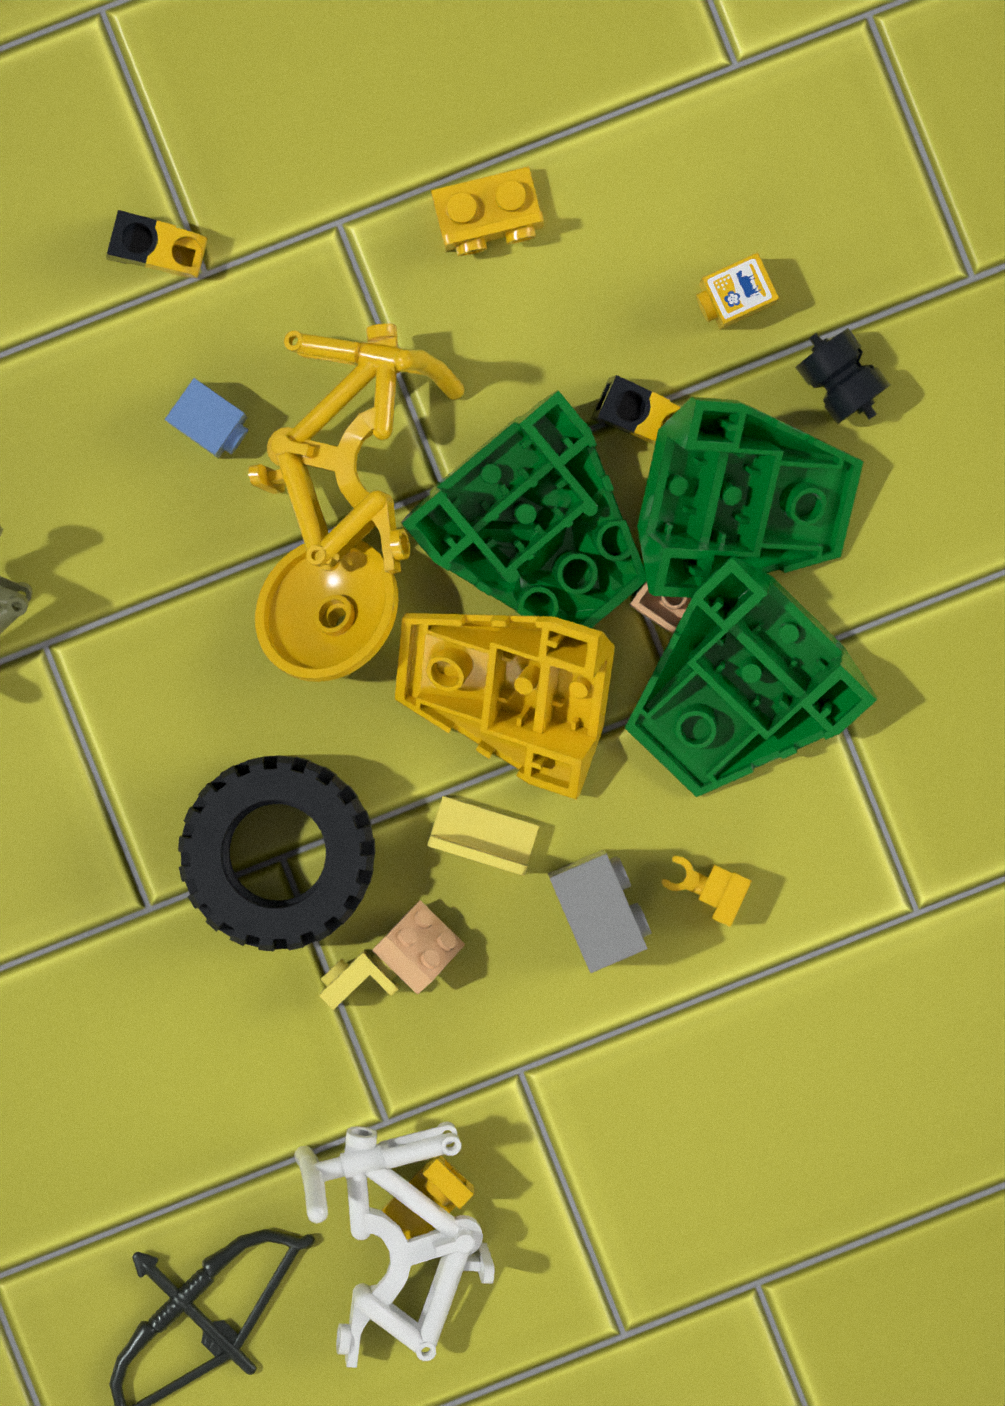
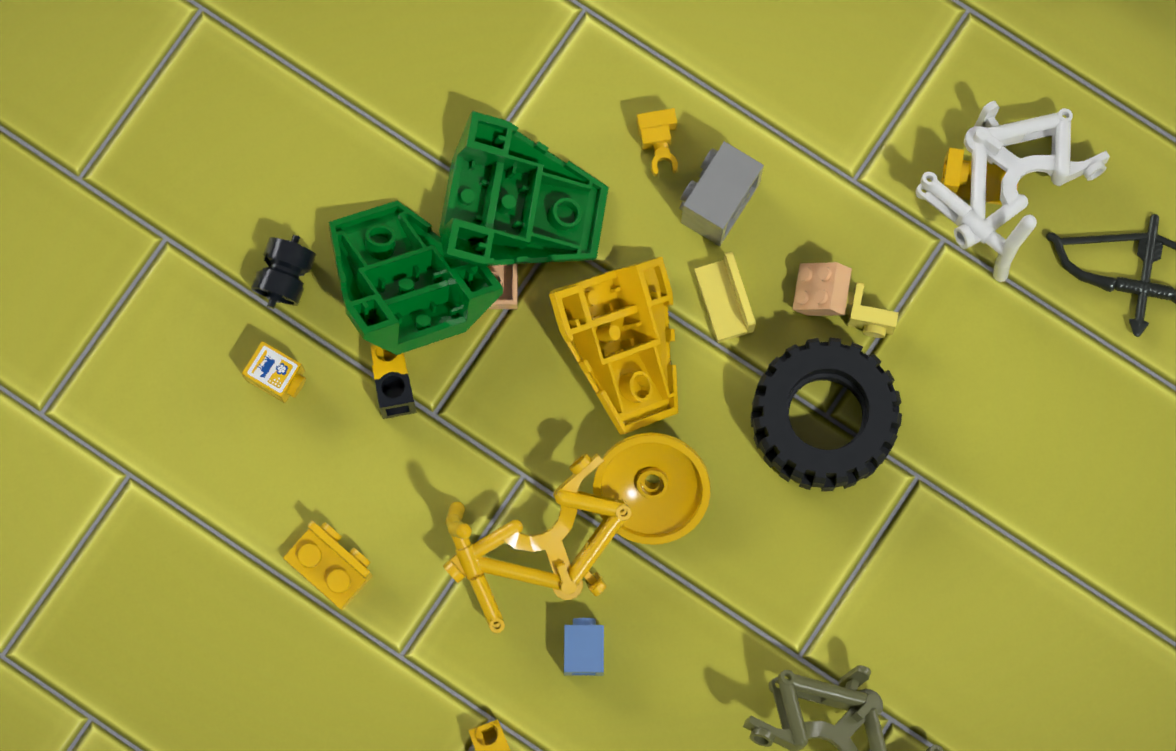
camera: 125 degrees left, 10 degrees down
(534, 520) = (506, 398): green wedge -> none

